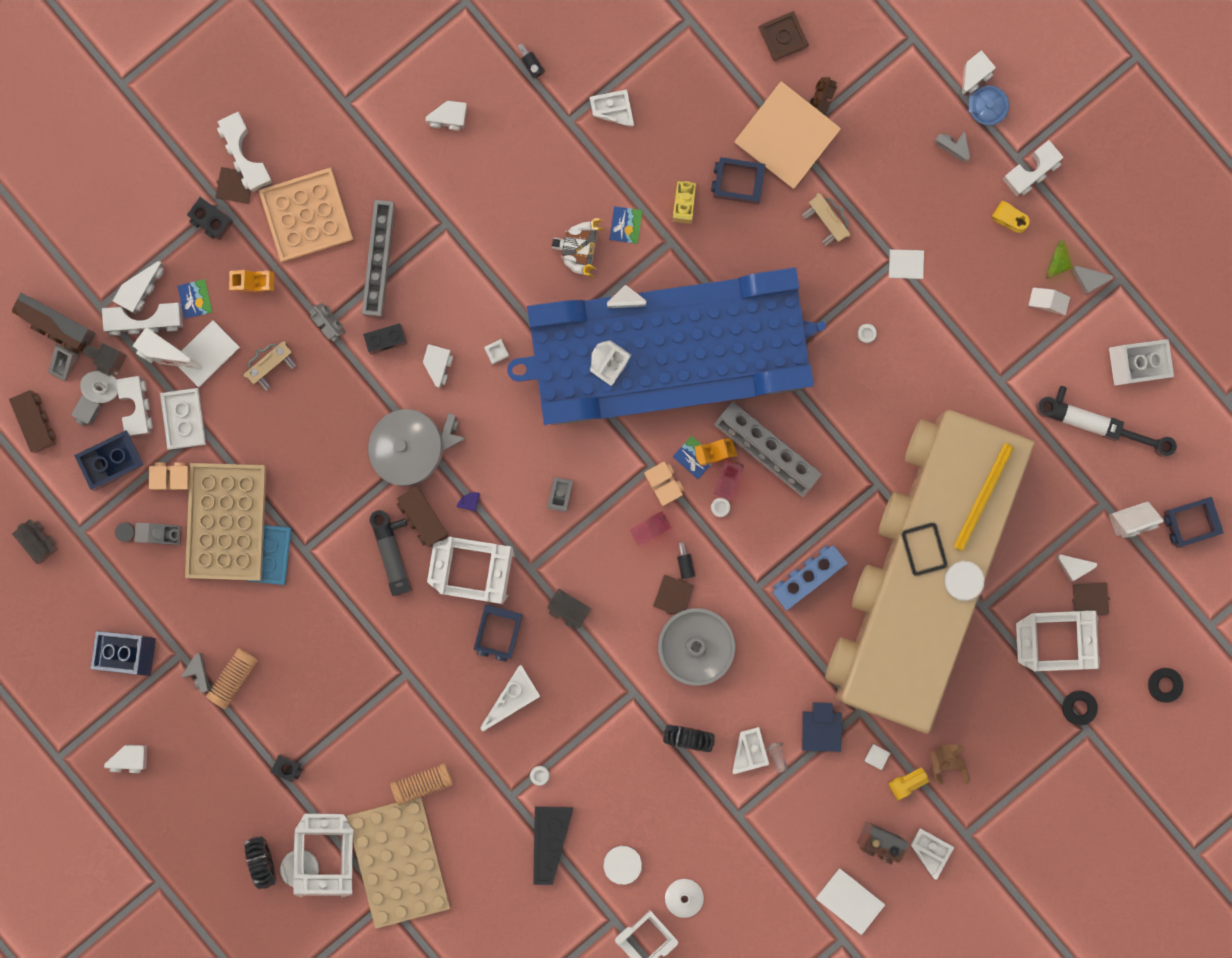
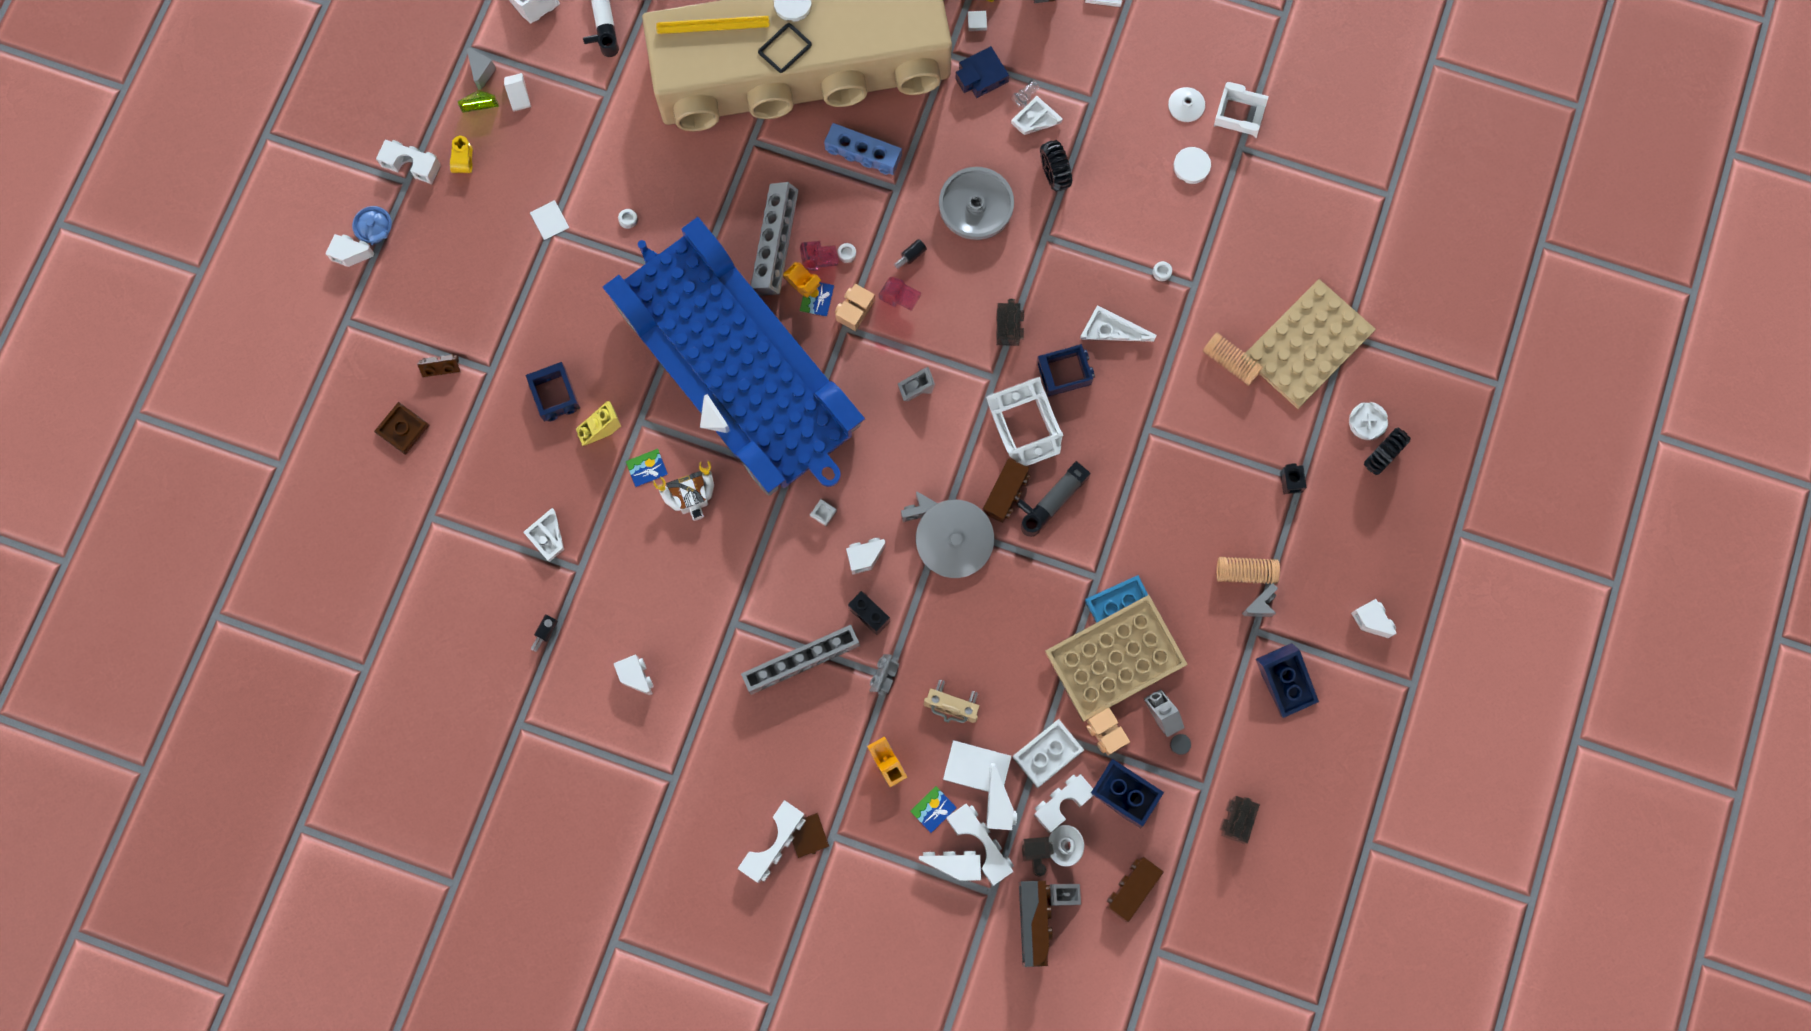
camera: 125 degrees left, 10 degrees down
(86, 411) = (1096, 845): light grey brick -> none
(211, 216) = (847, 837): black brick -> none
(306, 215) = (798, 752): light nougat tile -> none
(323, 884) = (1366, 384): white wedge -> none
(469, 501) = (968, 460): dark purple tile -> none
(549, 838) = (1206, 234): black wing -> none
(608, 361) = (775, 397): white slope -> none
(673, 595) = (944, 249): reddish brown piece -> none
(787, 135) = (488, 372): light nougat tile -> none
(830, 219) = (544, 299): tan piece -> none
(958, 149) = (423, 230): light grey slope -> none

